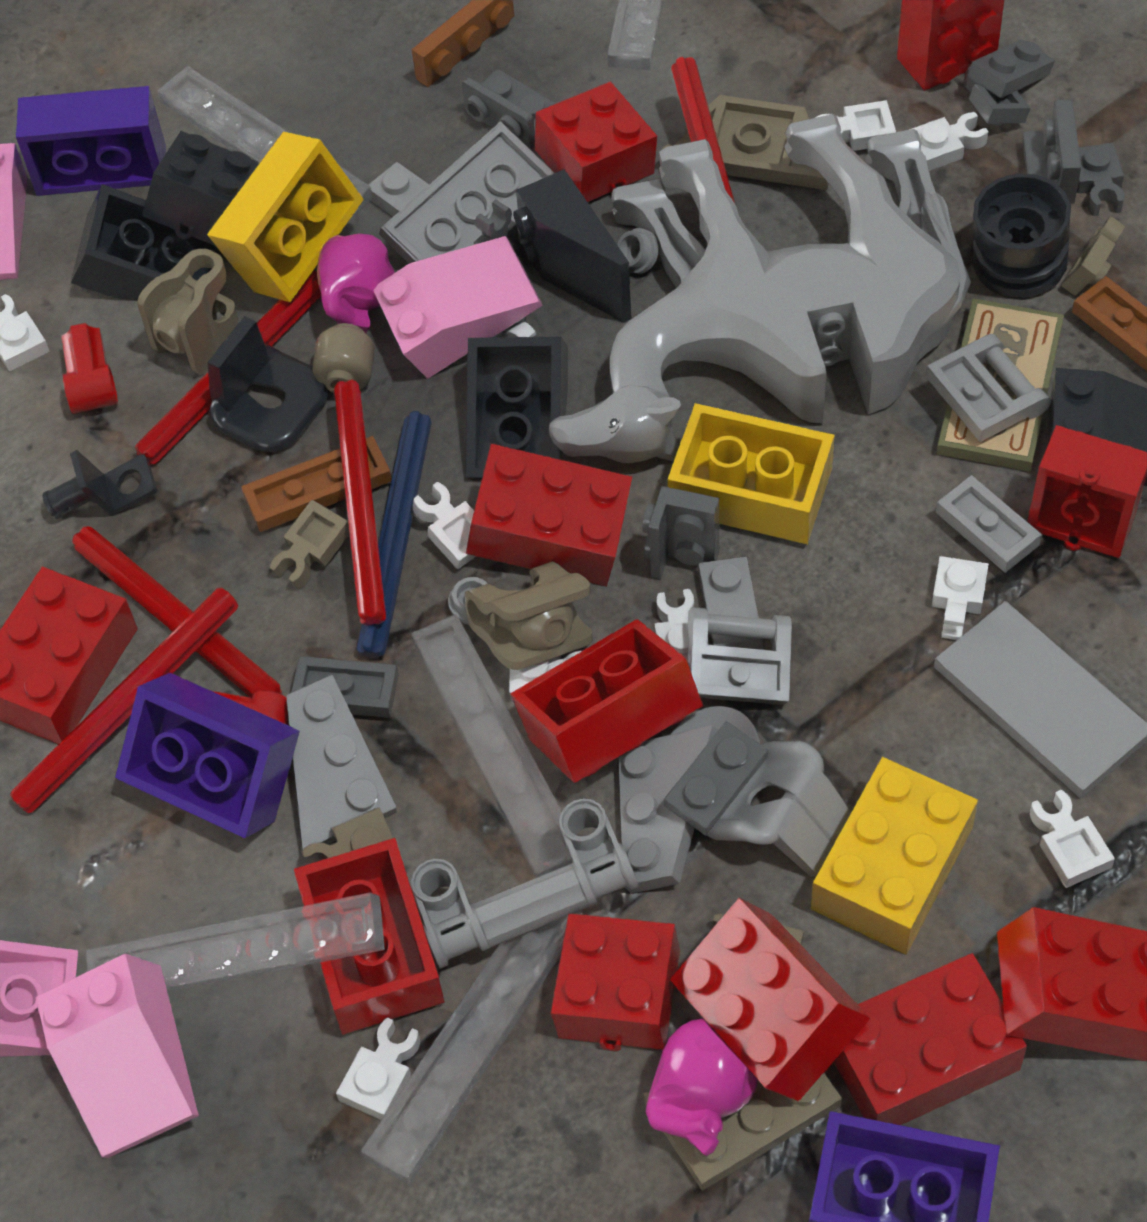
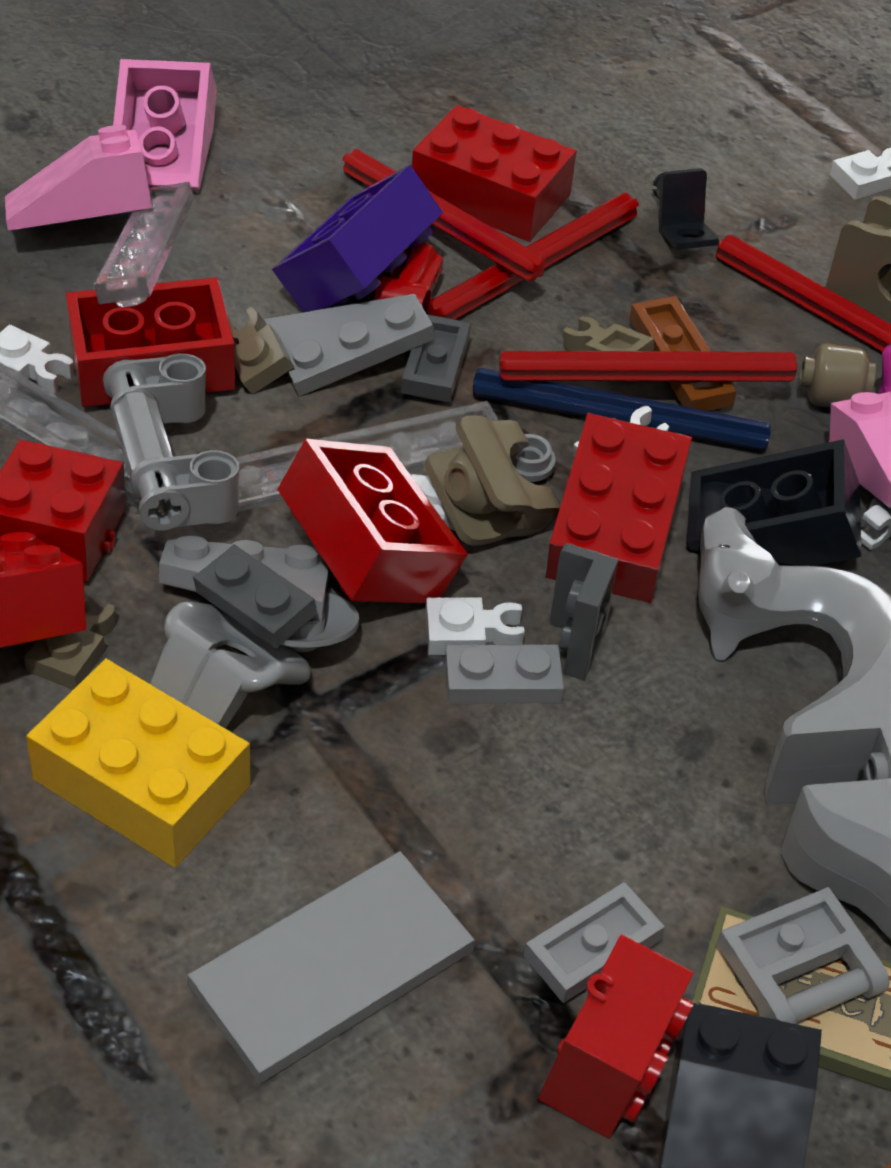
camera: 85 degrees right, 10 degrees down
(88, 376) = (810, 210): red piece -> none
(248, 361) = (808, 284): black piece -> none
(736, 671) = (402, 654): light grey plate -> none
(760, 470) = (668, 693): yellow brick -> none
(958, 590) = (501, 900): white plate -> none
(1071, 845) = (115, 950): white plate -> none

